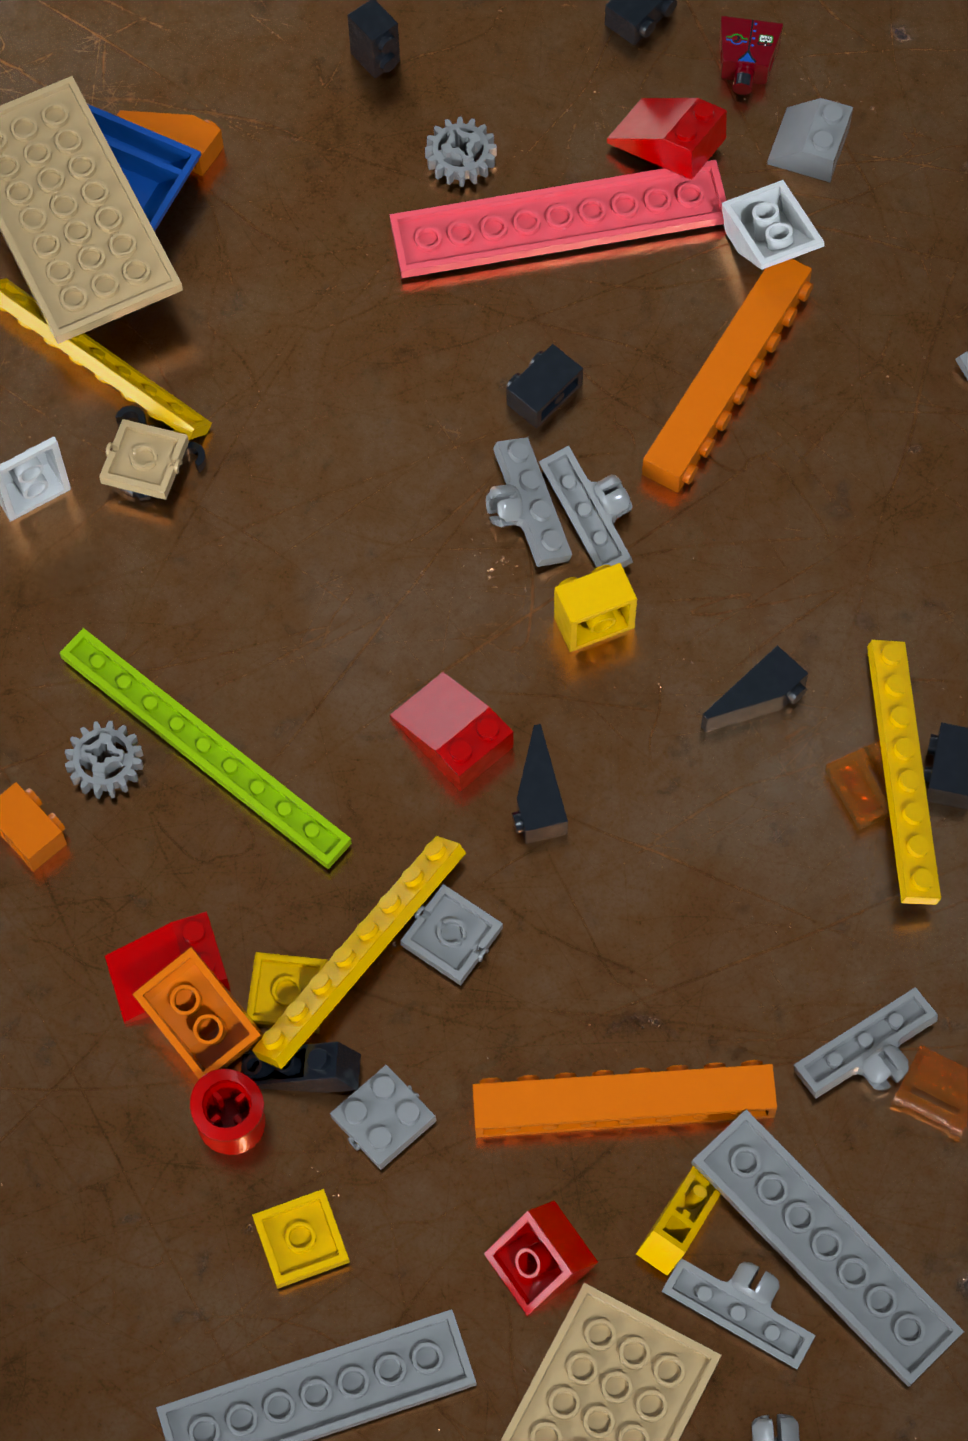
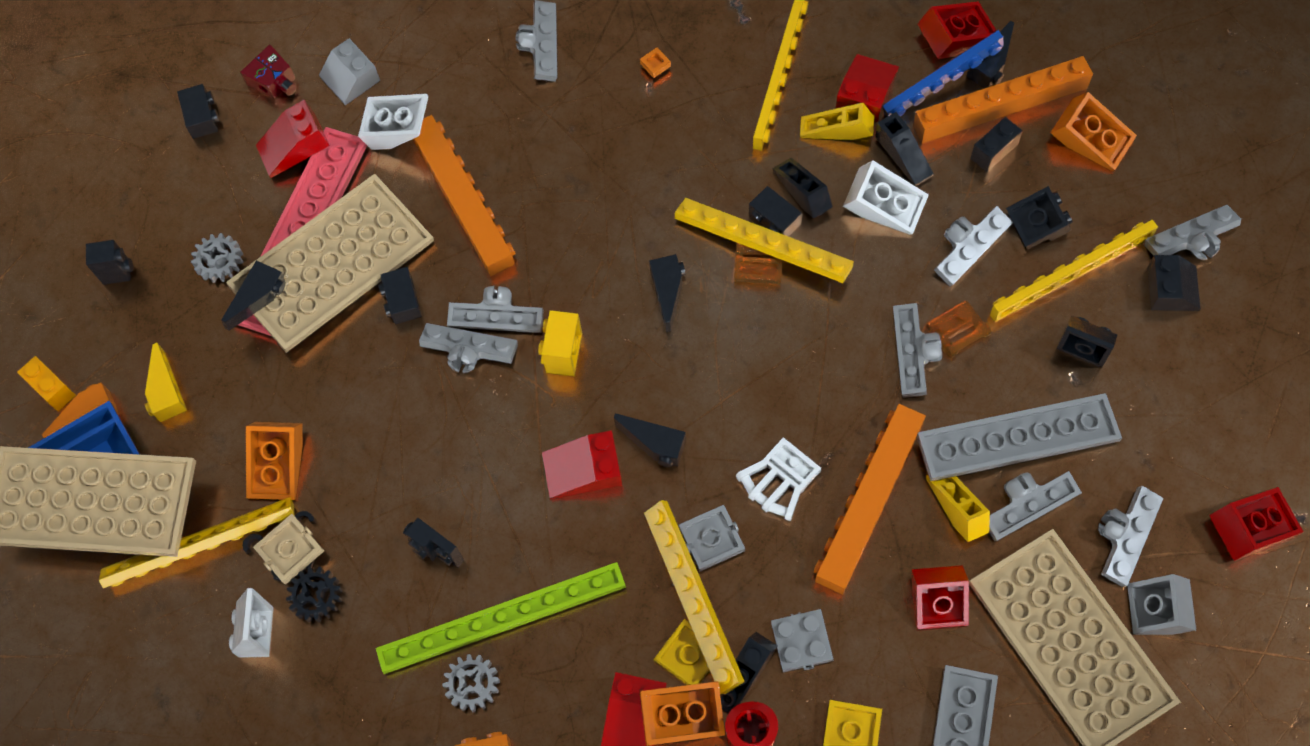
camera: 55 degrees left, 0 degrees up
(109, 524) = (306, 599): none -> black gear
(186, 75) = (46, 383): none -> light orange brick
(243, 608) = (430, 544): none -> black plate
(245, 374) = (273, 460): none -> orange slope
(259, 198) = (161, 387): none -> yellow slope
(432, 218) = (256, 292): none -> black slope
(535, 278) = (337, 260): none -> tan plate
(605, 980) = (791, 467): none -> white plate

